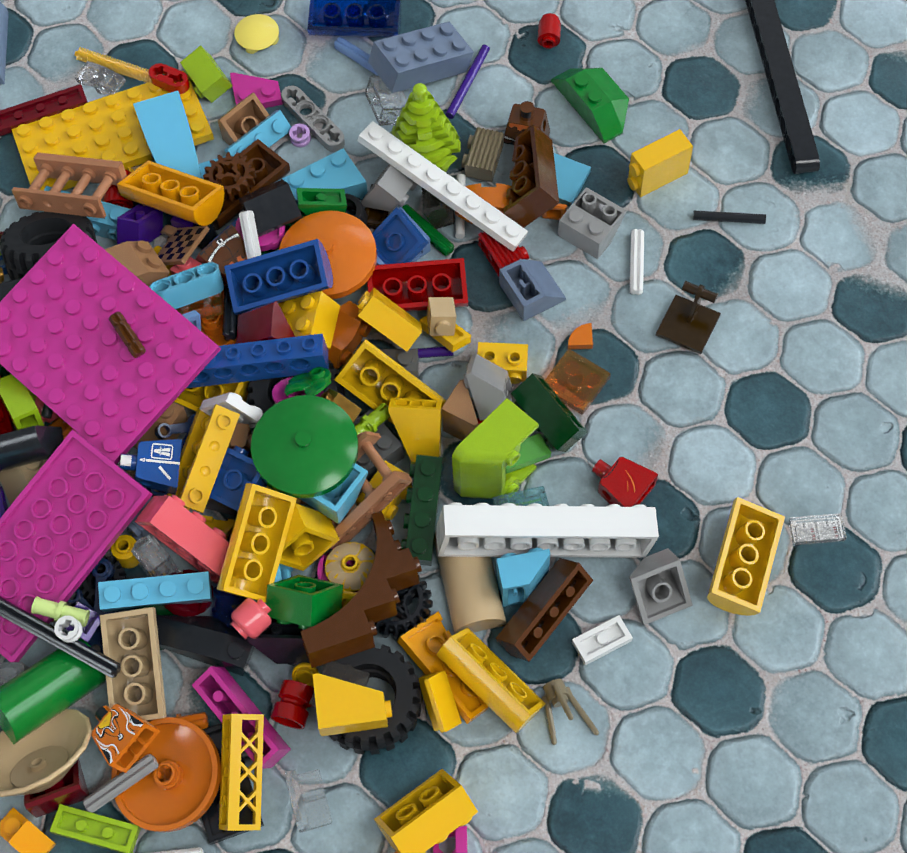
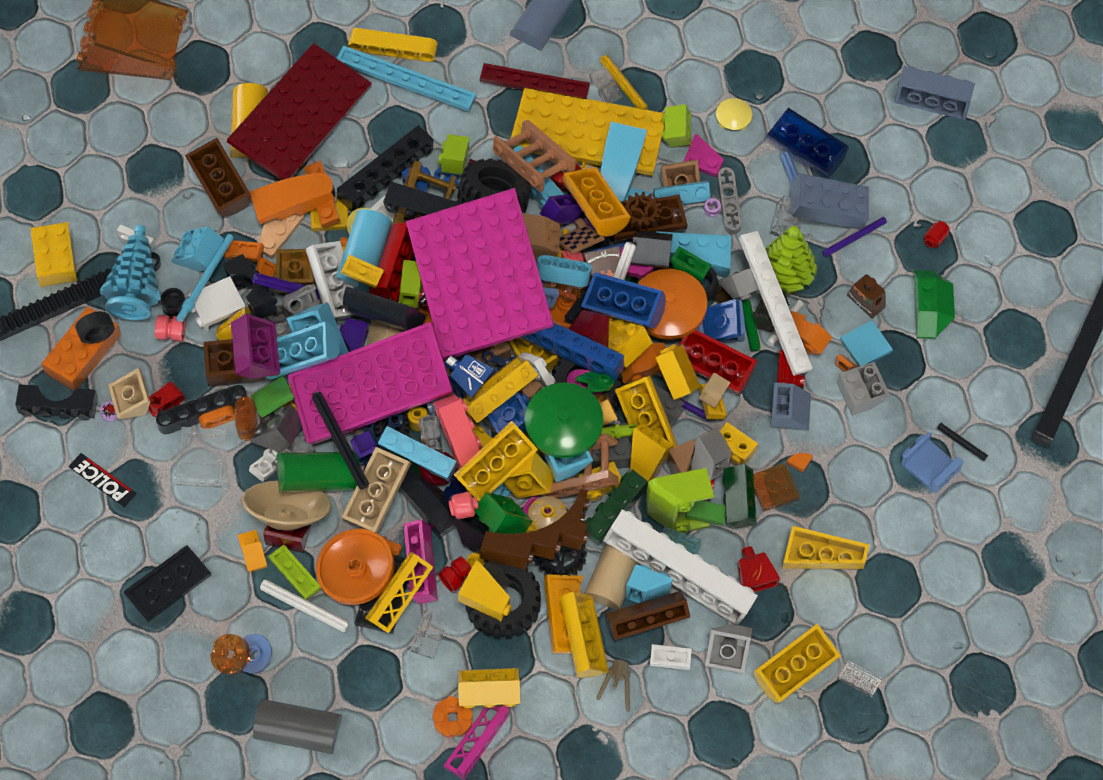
camera: 30 degrees right, 0 degrees up
(58, 610) = (354, 430): yellowish green pin -> none
(64, 622) = (352, 449): white bush -> none
(120, 783) = (326, 554): light grey axle -> none
(122, 736) = (343, 526): orange torso -> none
(127, 334) = (501, 281): reddish brown axle -> none
(170, 76) = (653, 113): red beam -> none
(439, 701) = (544, 628): yellow panel -> none
(483, 154) = (825, 296): dark tan brick -> none
(532, 177) = (842, 332): reddish brown wedge -> none
(636, 261) = (875, 433): white axle -> none
(659, 163) = (937, 375): yellow brick -> none
(677, 416) = (823, 551): none -> yellow wedge
(688, 321) = (879, 494): dark brown plate -> none
(716, 258) = (930, 463): none -> medium blue panel

